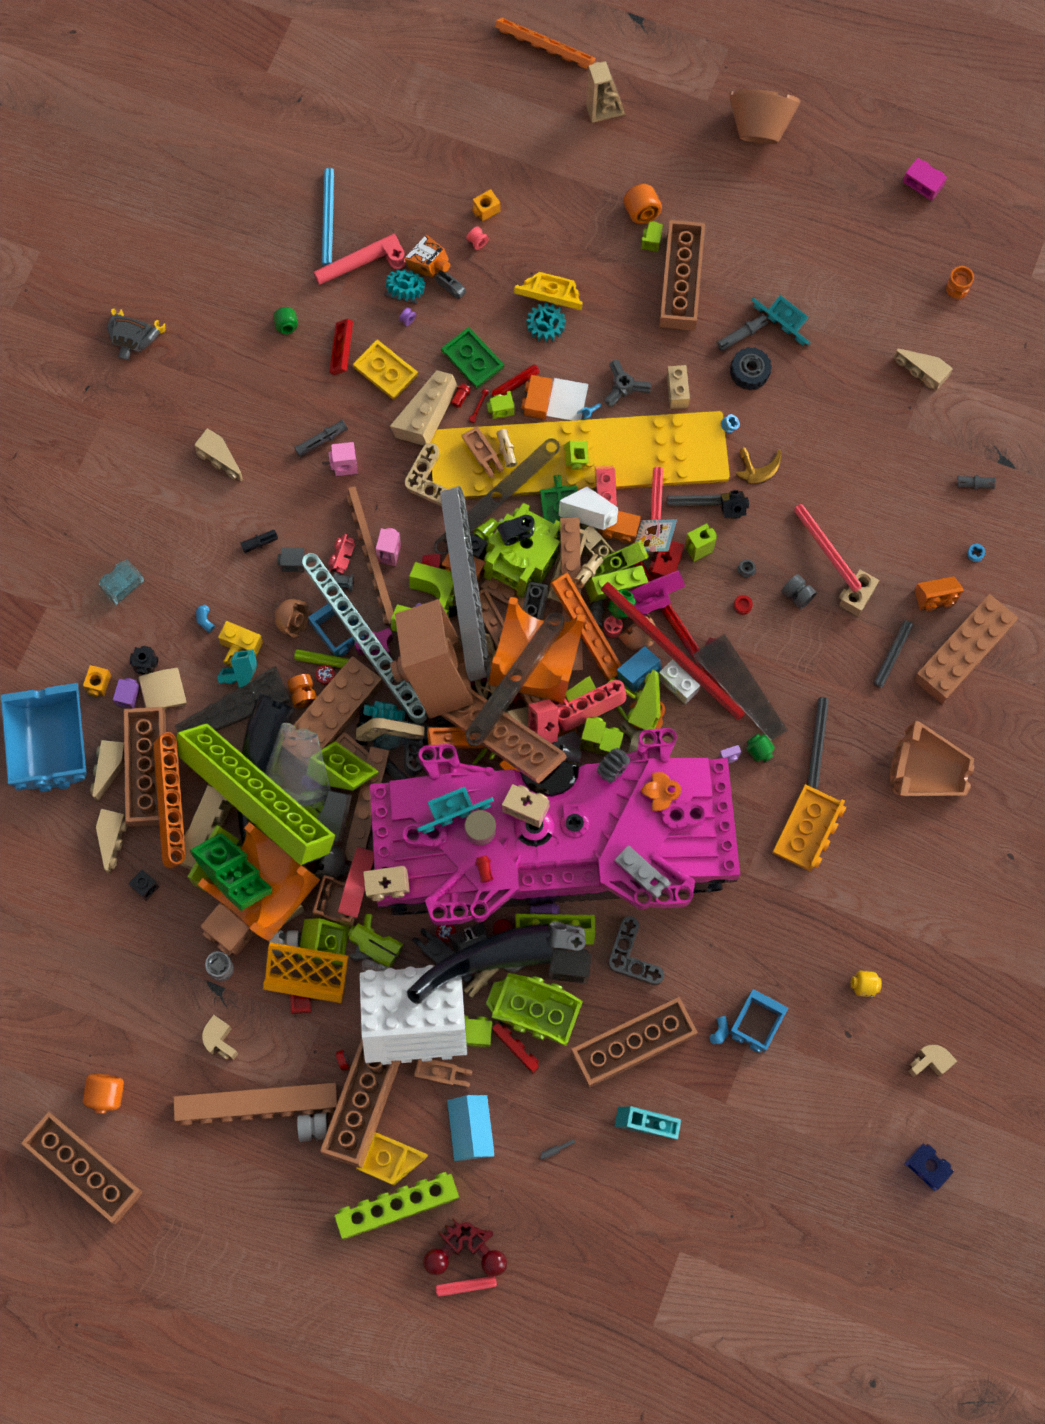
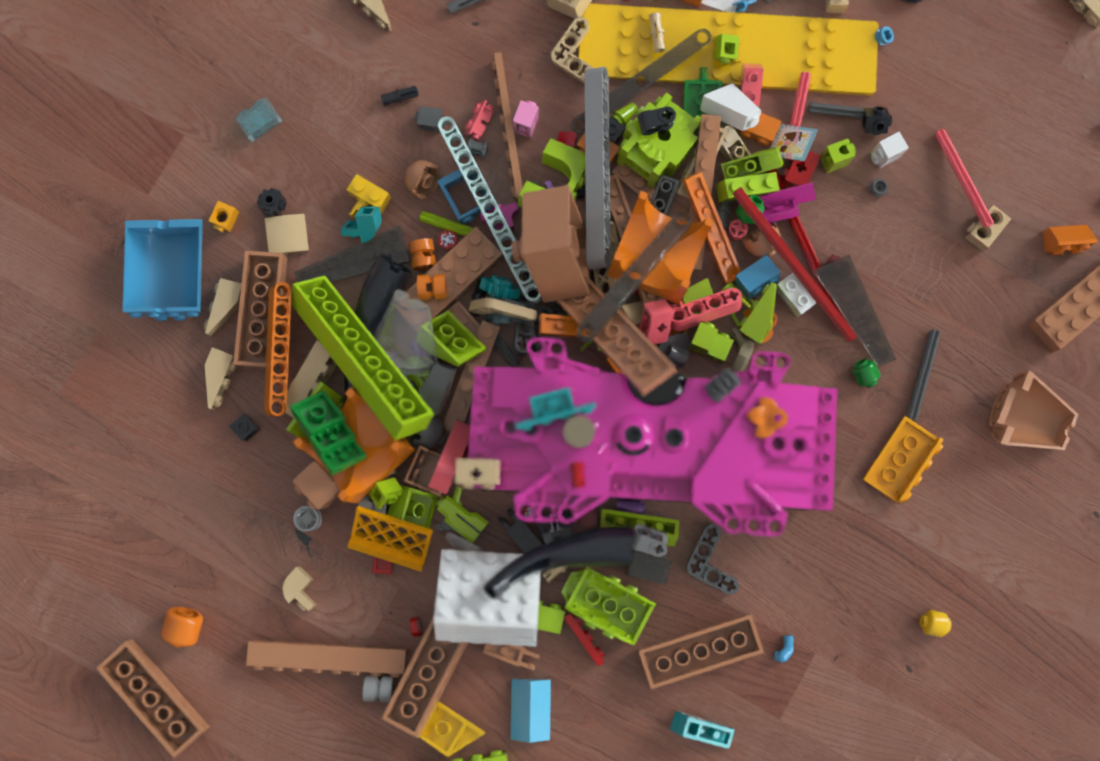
camera: 10 degrees right, 10 degrees up
(126, 693) = (251, 233): medium lavender brick -> none
(201, 616) = (334, 162): dark azure arm -> none
(295, 925) = (385, 492): none -> lime brick
(323, 718) = (438, 287): none -> orange wheel
(343, 459) = (492, 22): bright pink brick -> none
(481, 450) = (632, 31): nougat hinge -> none
(531, 813) = (633, 424): tan brick -> none
(555, 1149) = (609, 742): dark grey piece -> none
(588, 570) = (721, 172): tan pin -> none
(642, 871) = (736, 498): light grey plate -> none
(731, 753) = (835, 376): lavender plate -> none
(743, 605) = (869, 224): red tile -> none
(749, 530) = (889, 150): none -> white brick
(758, 475) = (901, 92): pearl gold piece -> none
(767, 1003) = (848, 641): dark azure window -> none
(801, 593) = (928, 219): dark grey wheel -> none
(893, 653) = (1012, 294): dark grey axle -> none
(936, 1057) = (990, 705): tan brick -> none

